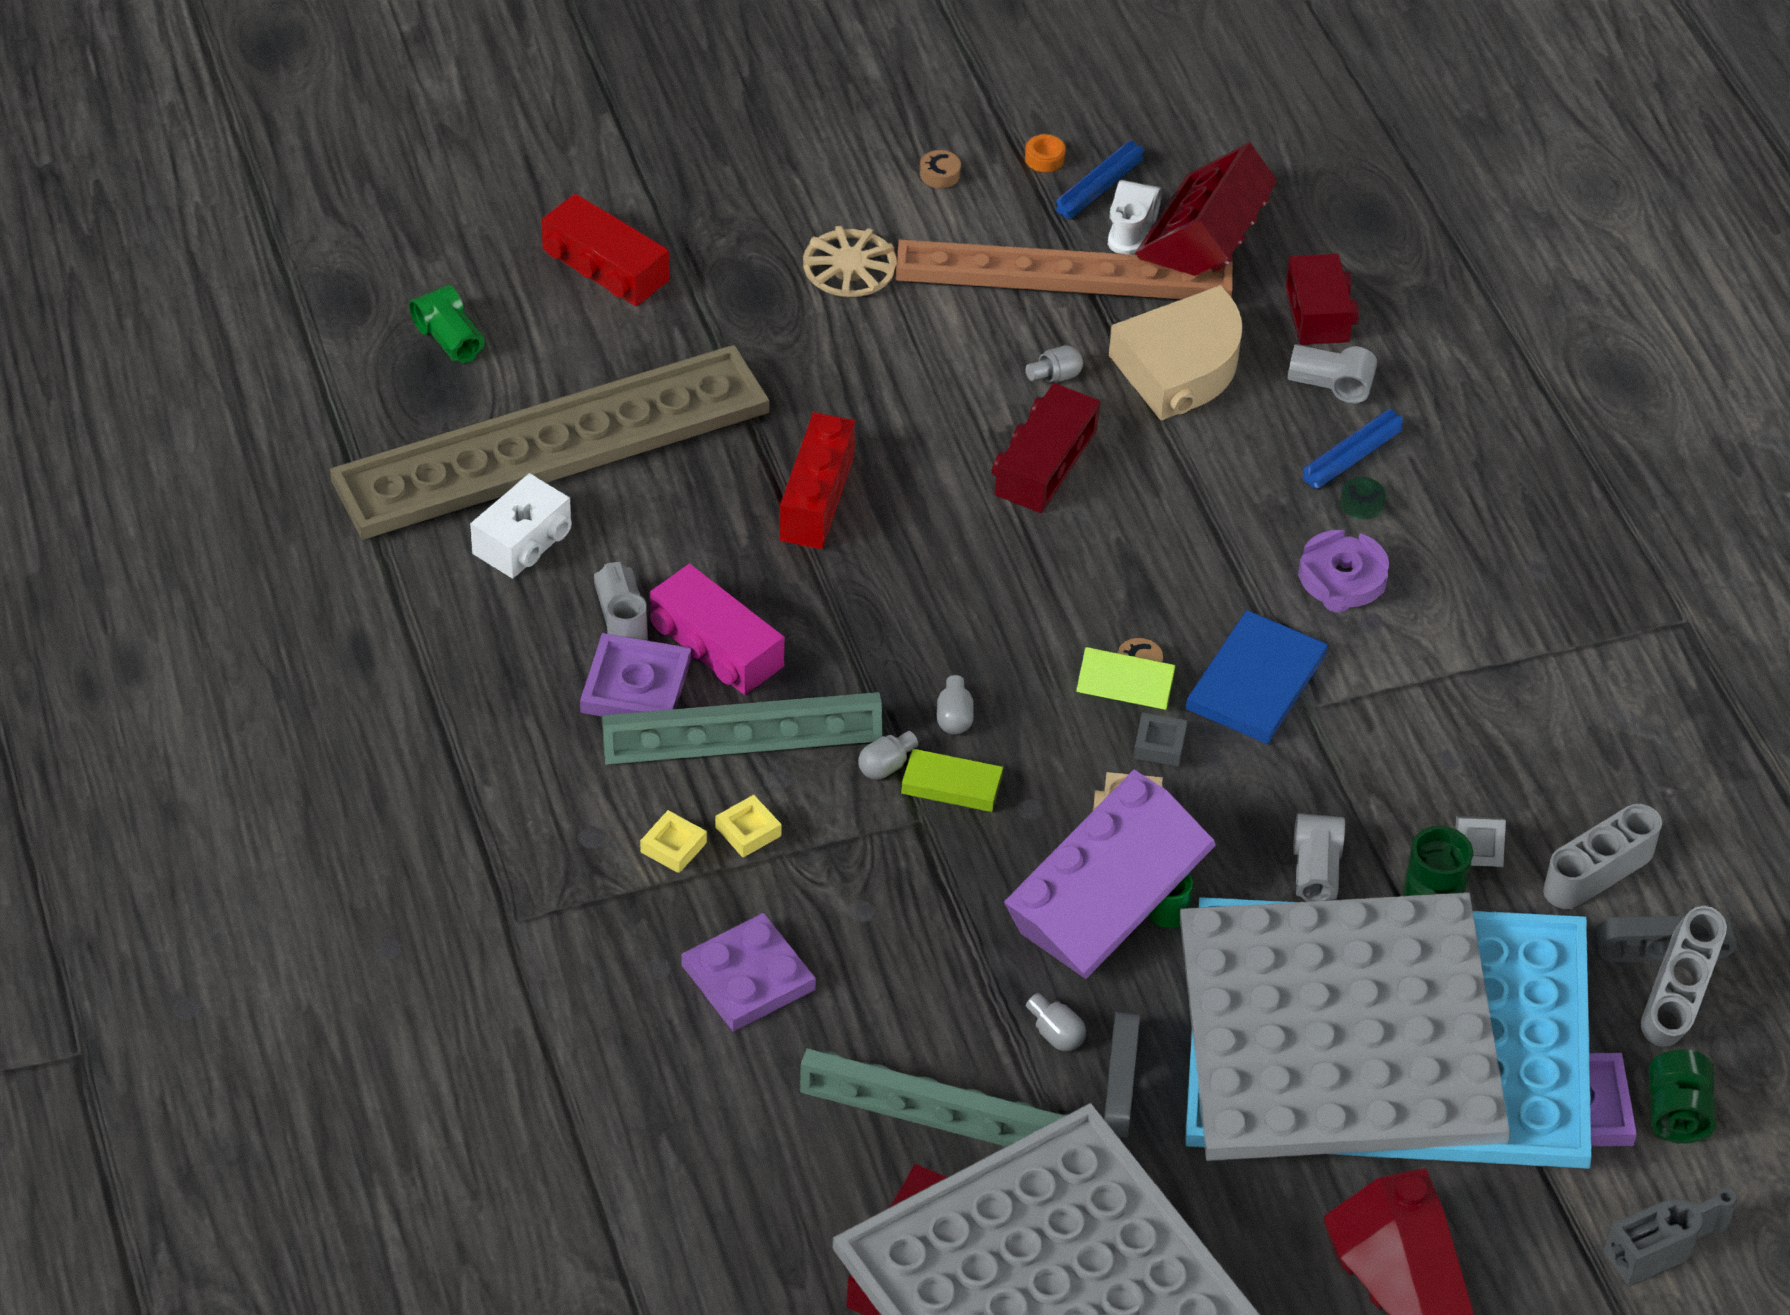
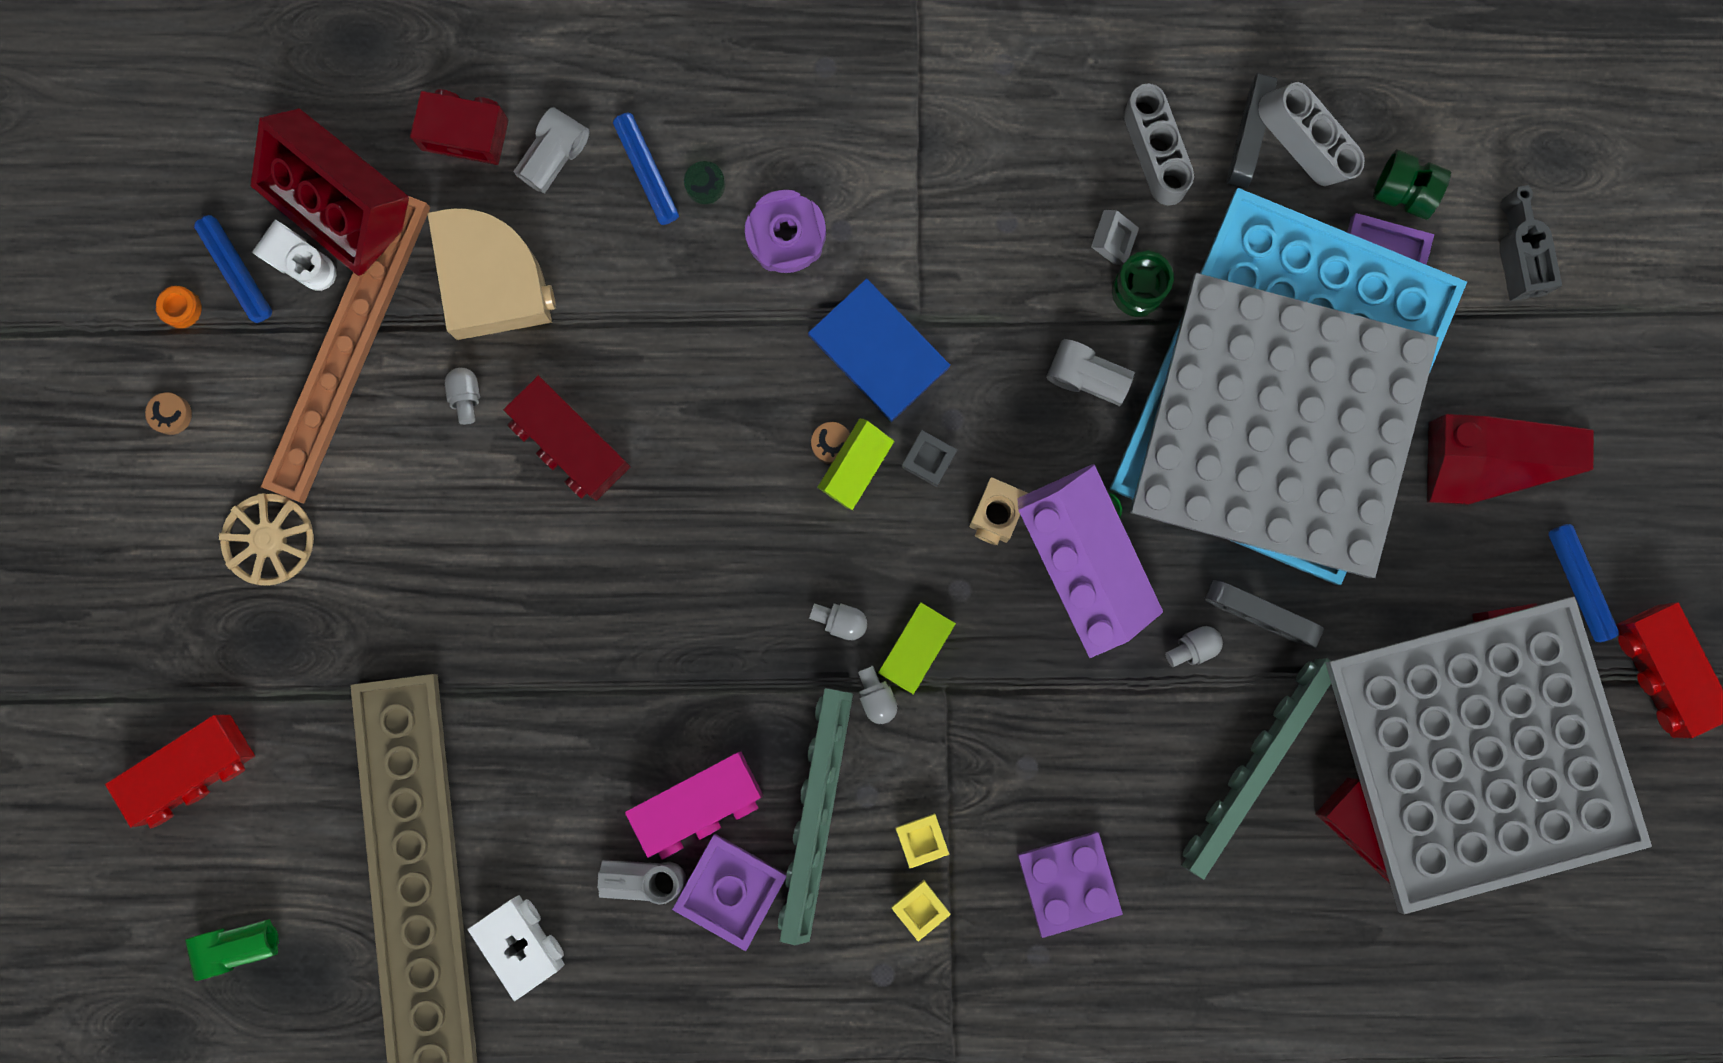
camera: 70 degrees left, 35 degrees up
(817, 480) = (545, 660): red brick -> none

